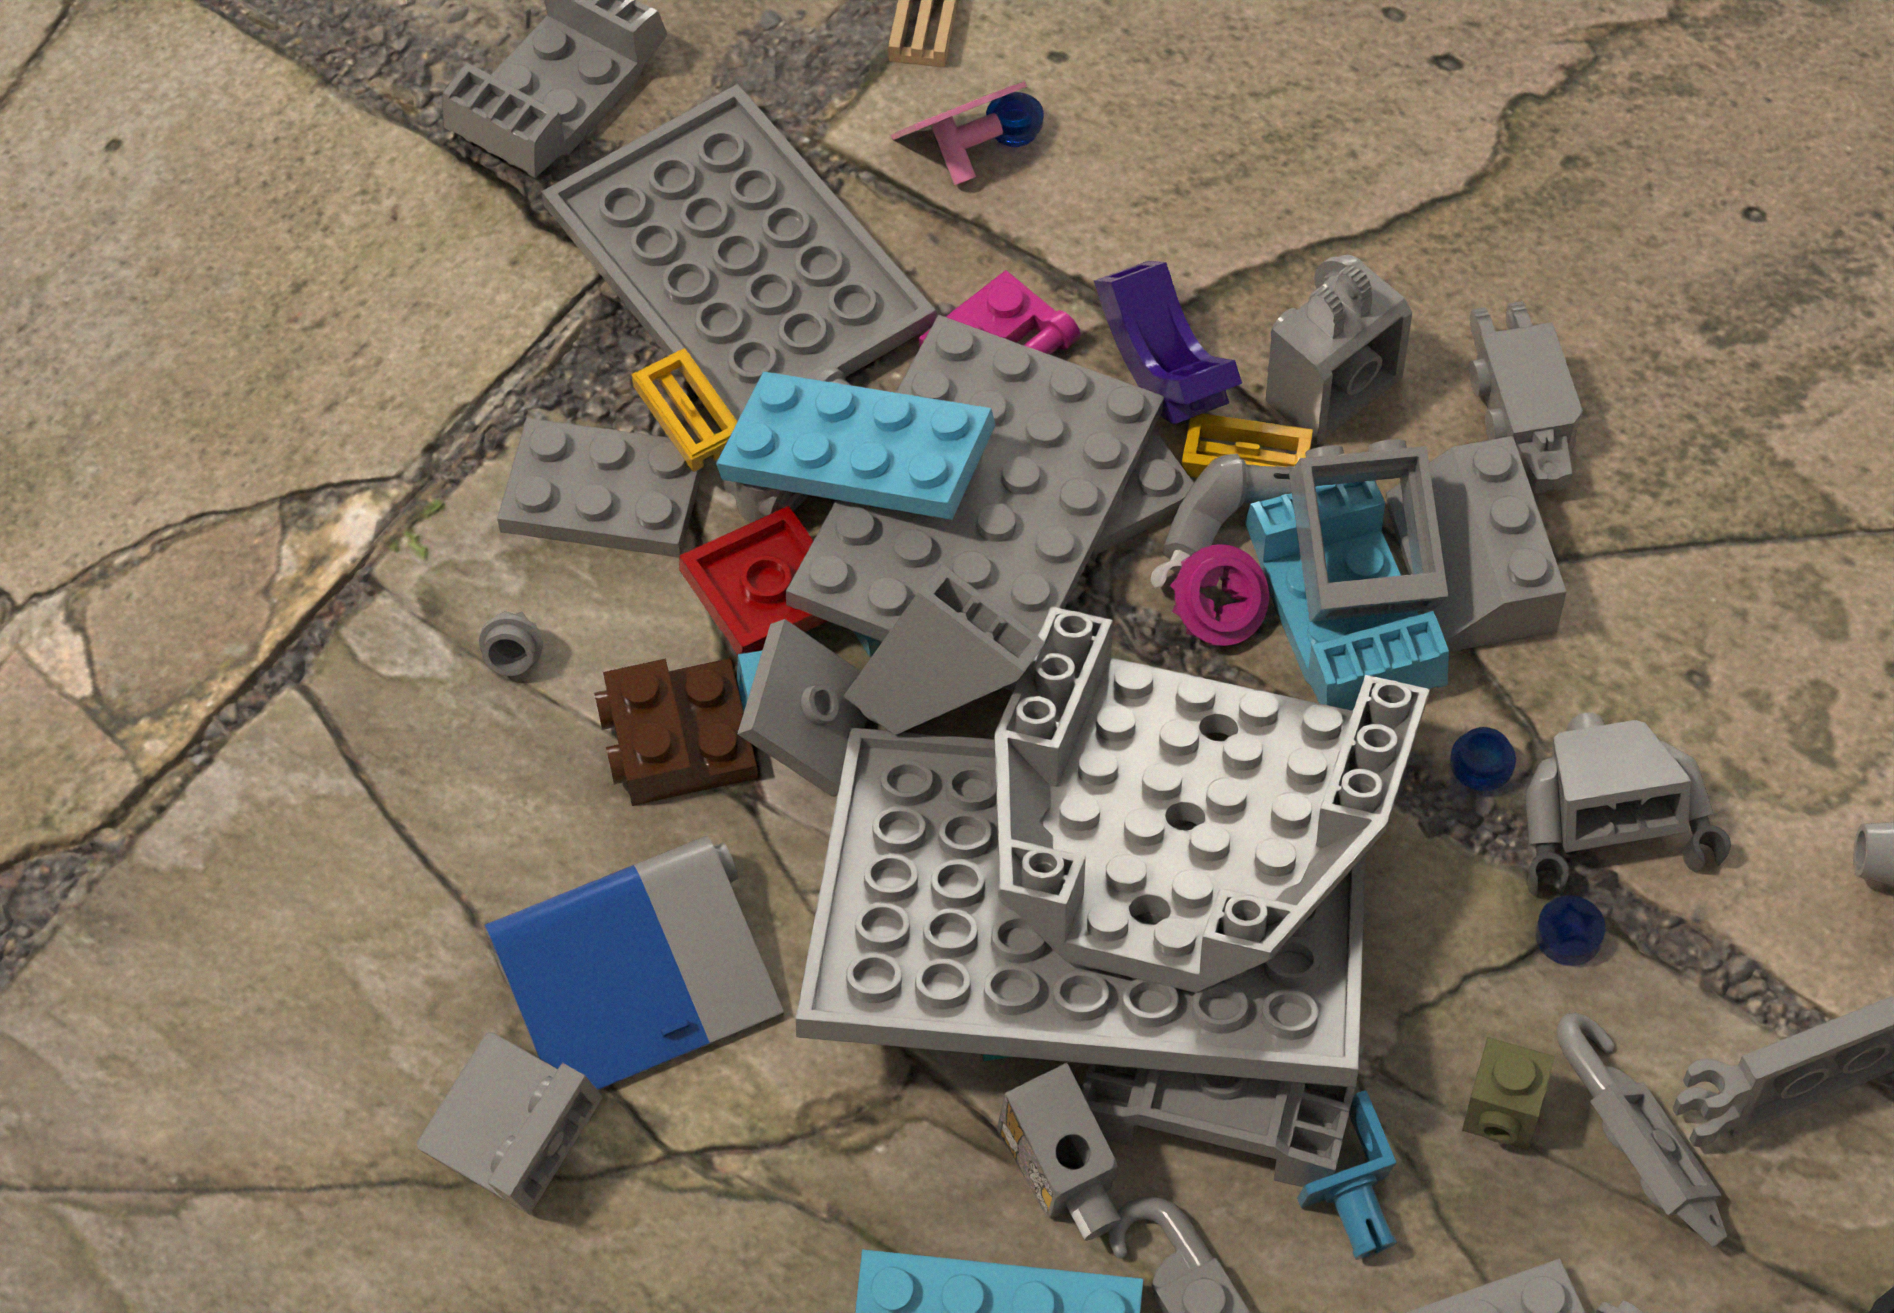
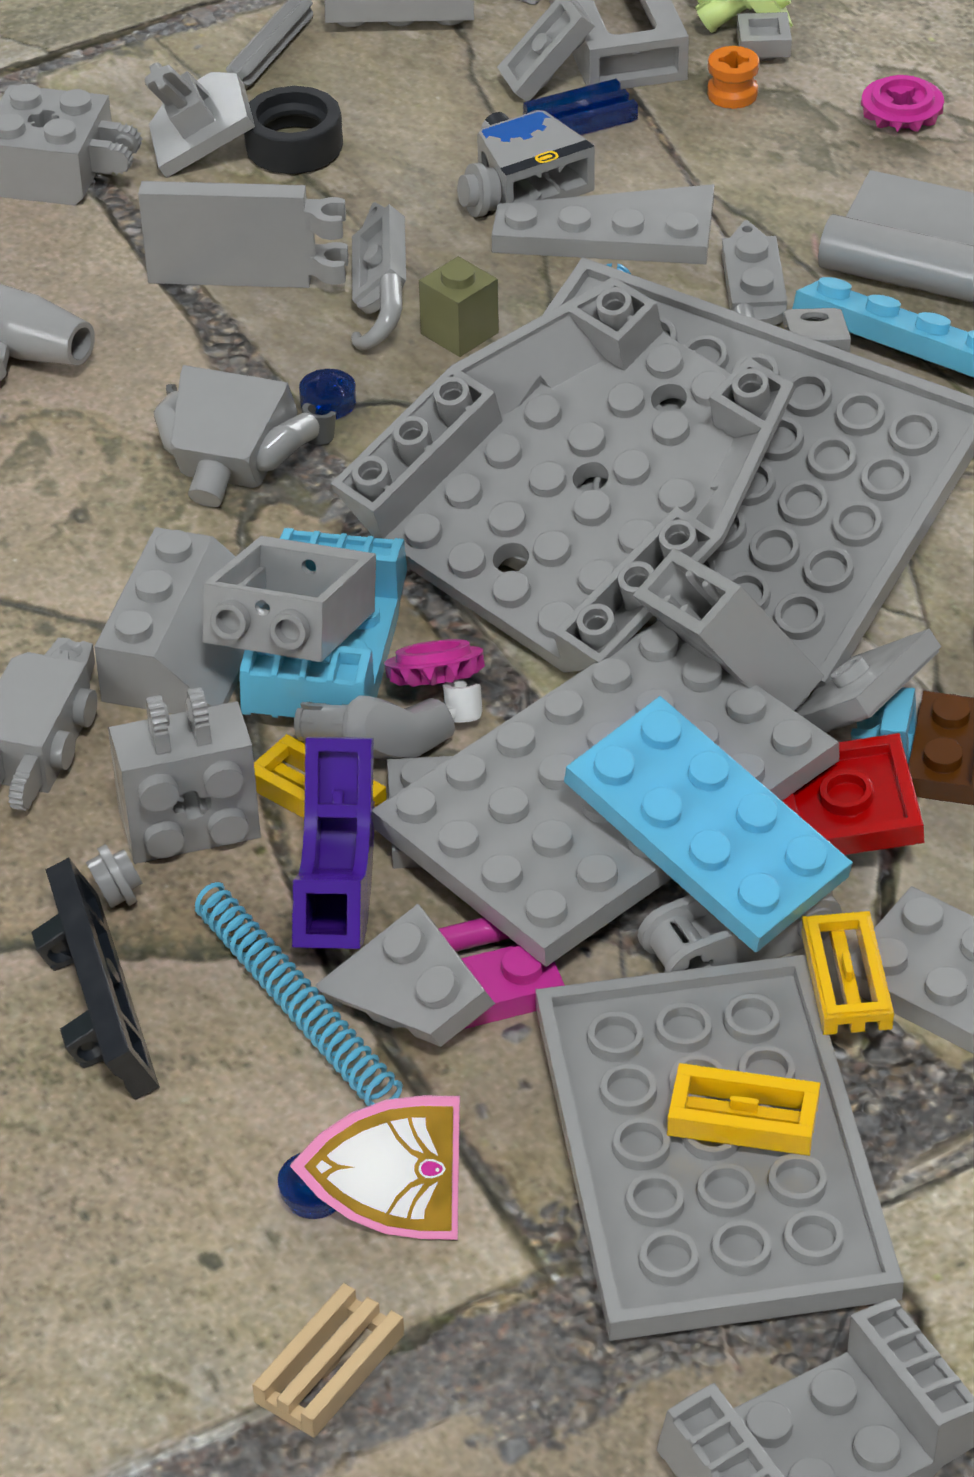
camera: 155 degrees left, 15 degrees down
(717, 268) = (742, 1119): none -> yellow tile
(1034, 273) = (410, 981): none -> light grey wing
(1066, 221) = (273, 991): none -> medium azure piece
(1281, 188) = (83, 938): none -> black hinge
(1483, 759) = (303, 502): clear blue plate -> none

